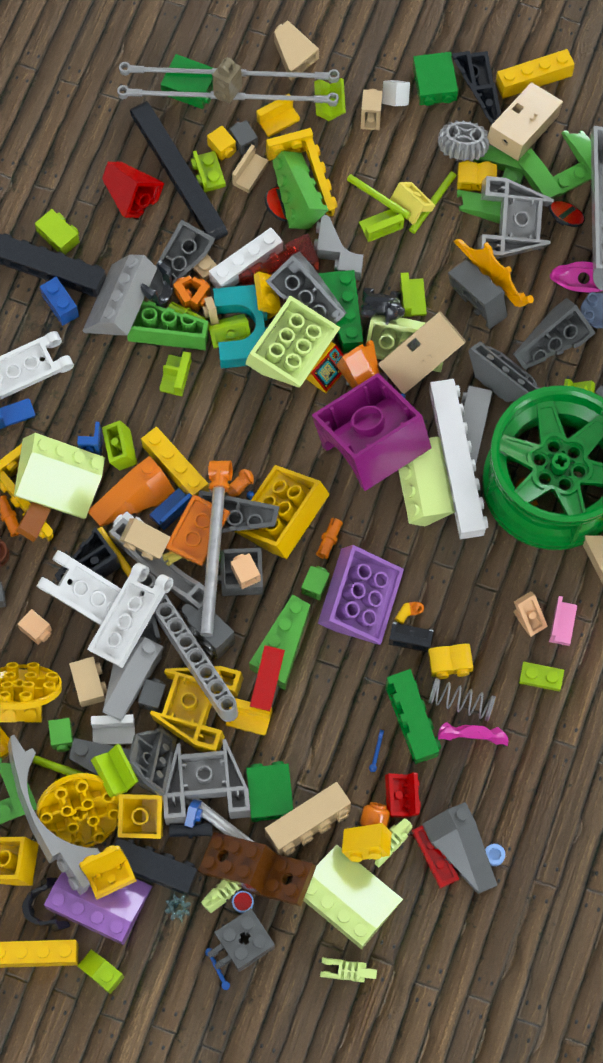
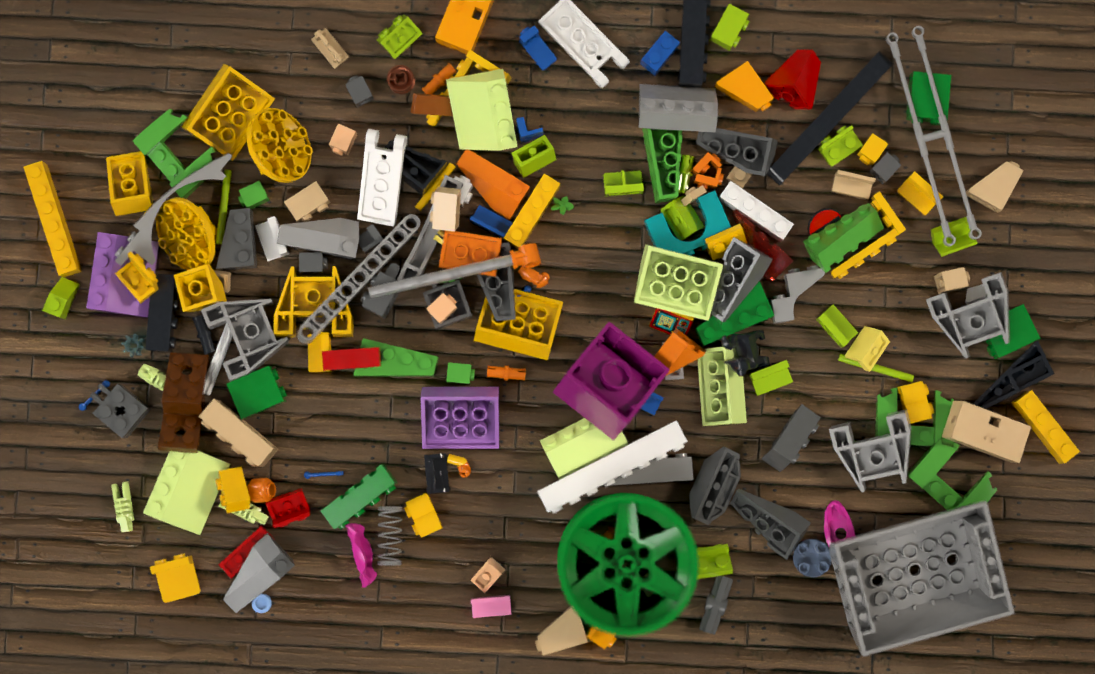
camera: 70 degrees right, 15 degrees up
(29, 911) = (95, 220): black helmet -> none
(115, 771) = (222, 253): lime panel -> none
(122, 234) = (746, 88): none -> light orange slope
(129, 616) = (371, 219): white hinge -> none
(152, 759) = (248, 282): dark grey wedge -> none
(160, 300) = (691, 145): black helmet -> none
(178, 436) = (563, 205): none -> bright green plant
(194, 813) = (216, 333): plate -> none
(227, 80) = (927, 134): dark tan brick -> none
(242, 901) = (154, 399): red tile -> none
(378, 196) = (863, 315): lime bar -> none
(416, 97) = (977, 320): none -> light grey wedge
(421, 352) = (707, 404): tan brick -> none
(442, 935) = (176, 578): none -> yellow bracket
(463, 140) = (941, 379): light grey gear -> none
(488, 265) = (813, 448): light orange animal -> none
(541, 676) = (435, 600): lime plate -> none
(566, 214) = (902, 499): red piece -> none

